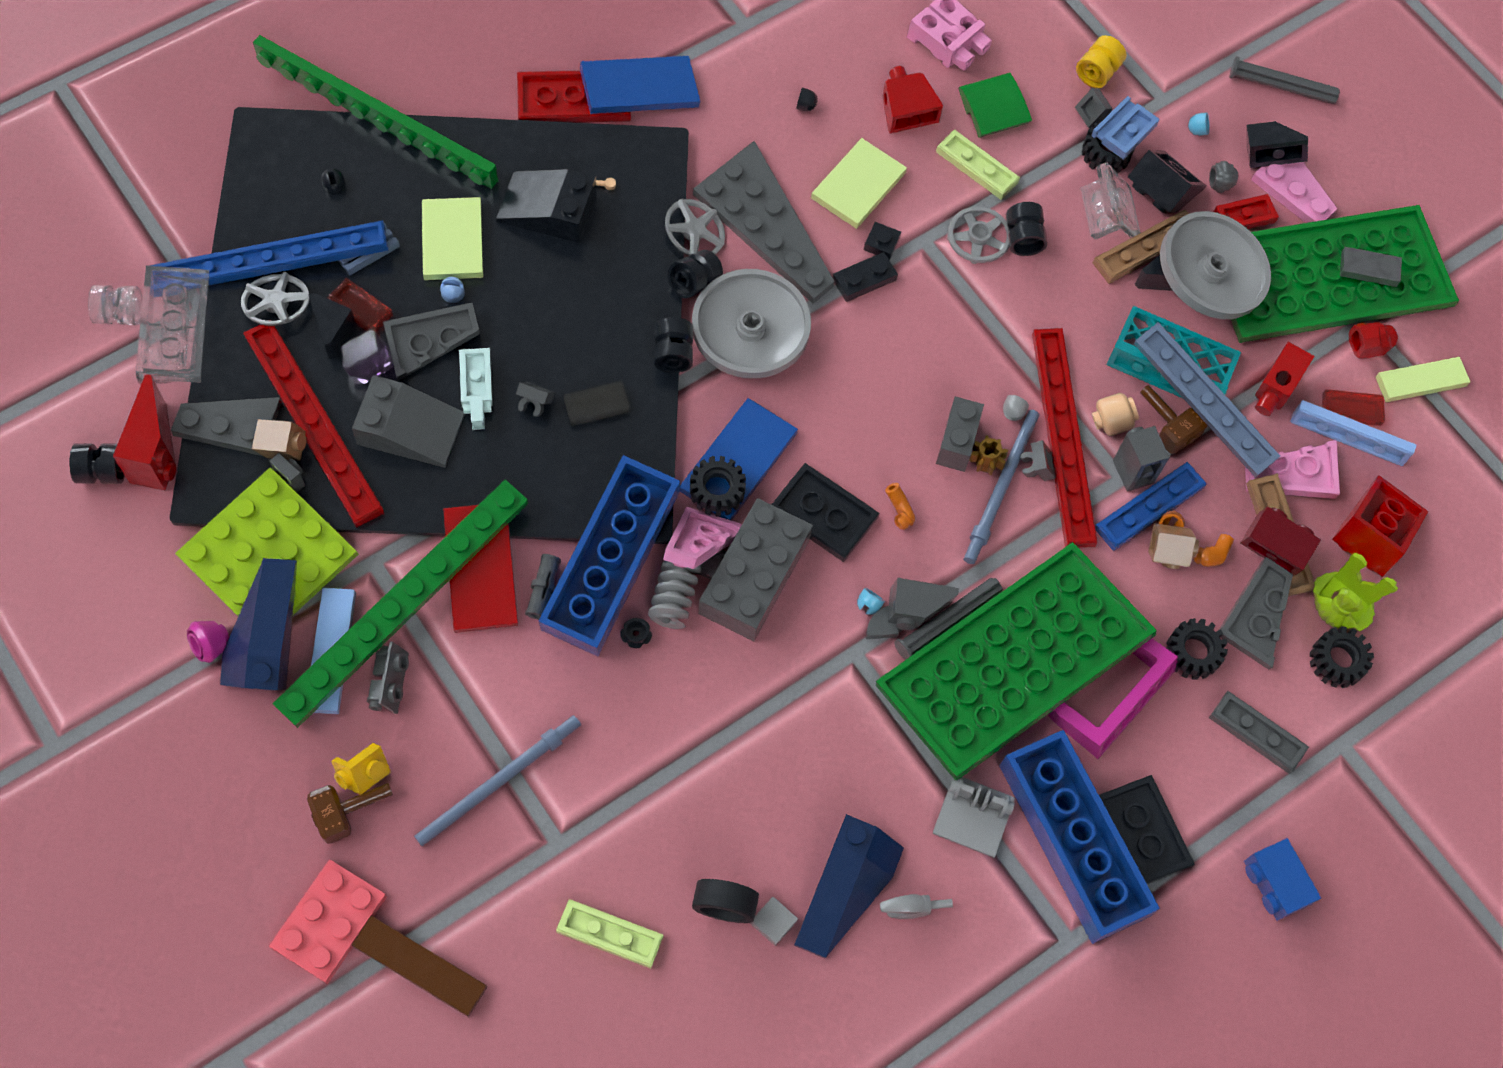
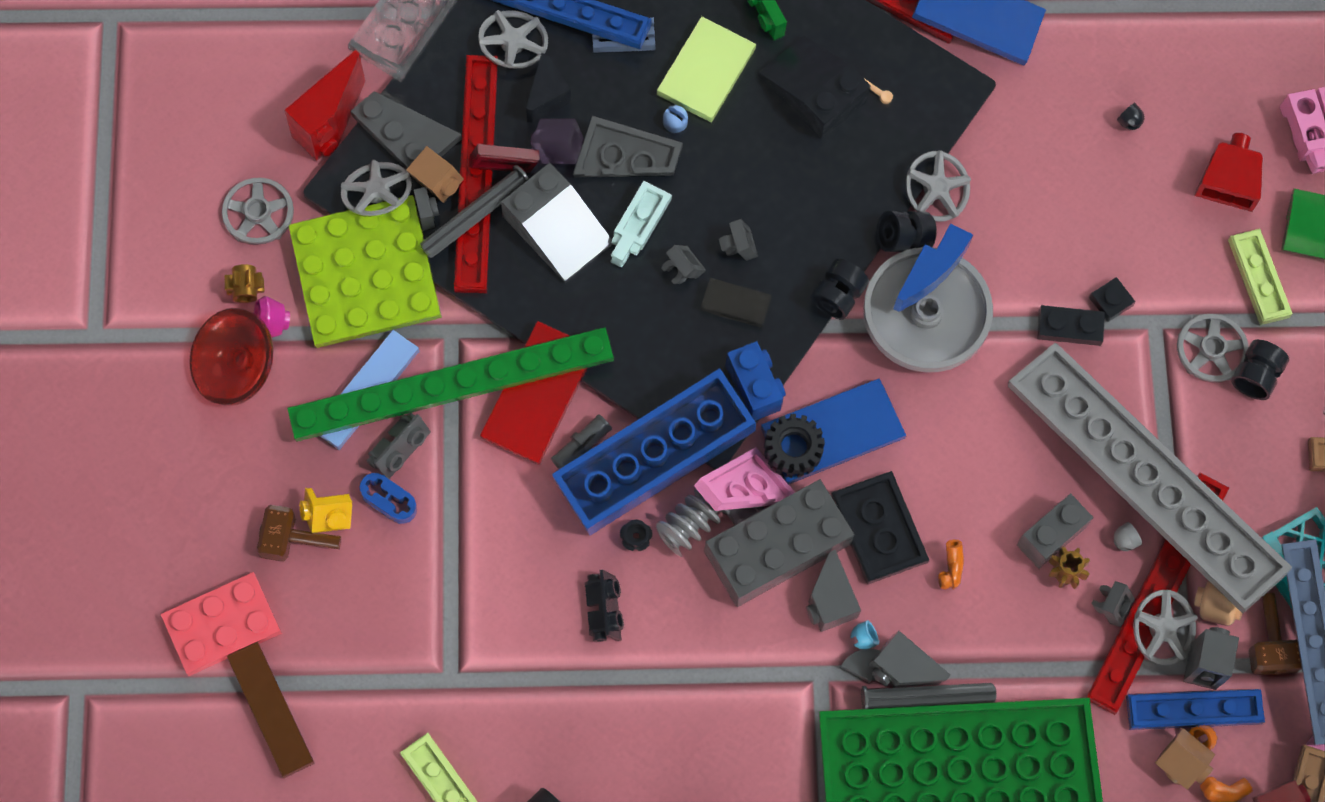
camera: 35 degrees right, 5 degrees up
(92, 463) = (268, 102): black wheel -> none
(138, 559) = (257, 211): none -> light grey wheel
(166, 624) = (244, 283): none -> pearl gold gear
(180, 692) = (220, 353): none -> clear red dish
(234, 480) = (376, 189): none -> light grey wheel
(261, 637) = (317, 340): dark blue wedge -> none
(330, 394) = (503, 158): none -> dark red tile
(333, 452) = (473, 213): none -> dark grey axle
(367, 310) = (585, 88): clear red tile -> none
(408, 735) = (393, 492): none -> blue beam
(549, 741) = (500, 585): sand blue bar -> none
(569, 352) = (739, 241): none -> dark grey tile
(651, 448) = (754, 380): none -> blue brick
(657, 713) = (604, 591): none -> black hinge
(736, 284) = (933, 266): none -> blue slope
(762, 216) = (1011, 205): dark grey wing -> none
(824, 584) = (832, 597): none -> dark grey slope
(858, 183) = (1128, 229): yellowish green tile -> none
(981, 532) = (1012, 636): sand blue bar -> none
(1002, 351) = (1150, 478): none -> light grey plate
(1088, 456) = (1165, 626): none -> light grey wheel

